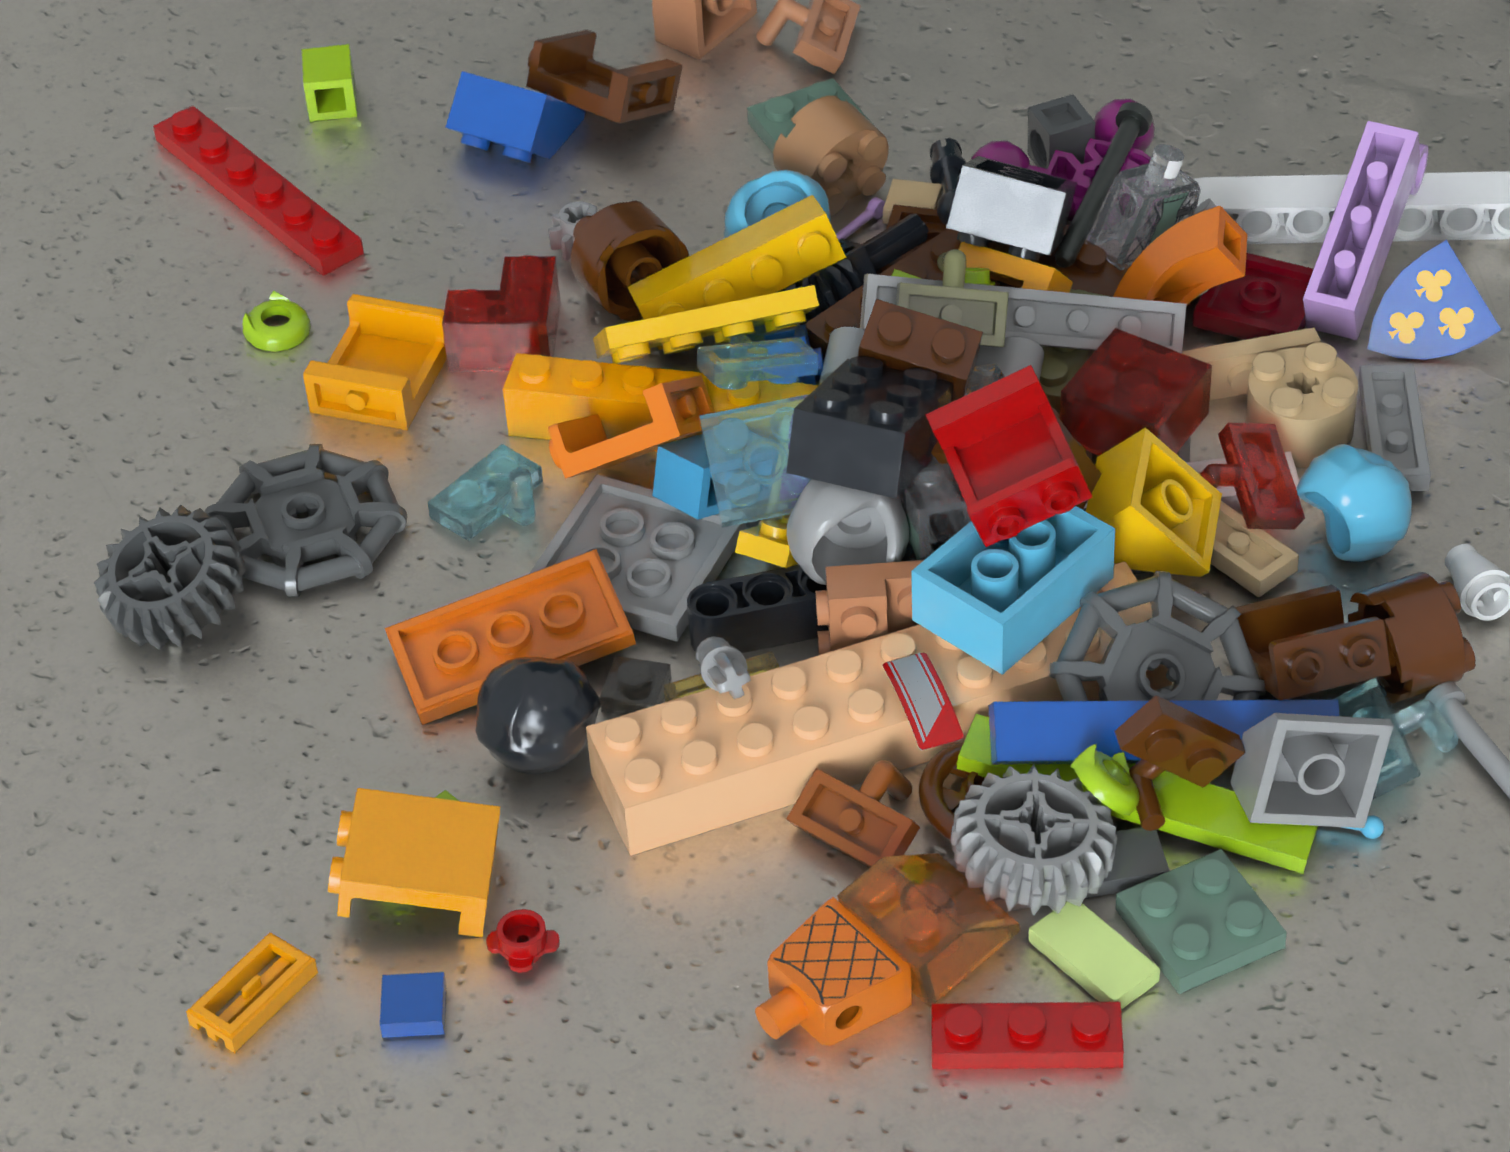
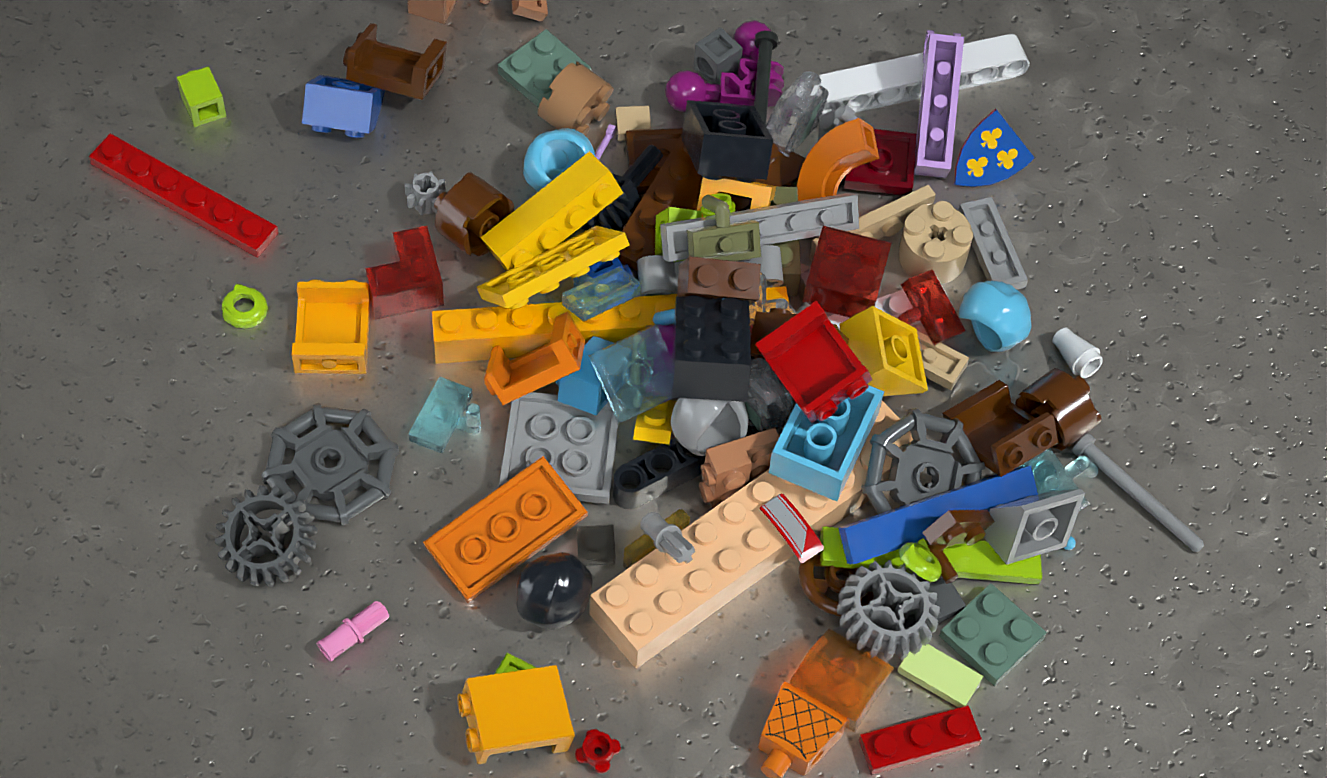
camera: 25 degrees left, 15 degrees up
(240, 719) = (353, 630): none -> bright pink axle
(854, 818) = (770, 614): dark orange plate -> none
(946, 171) = (652, 95): black pin -> none

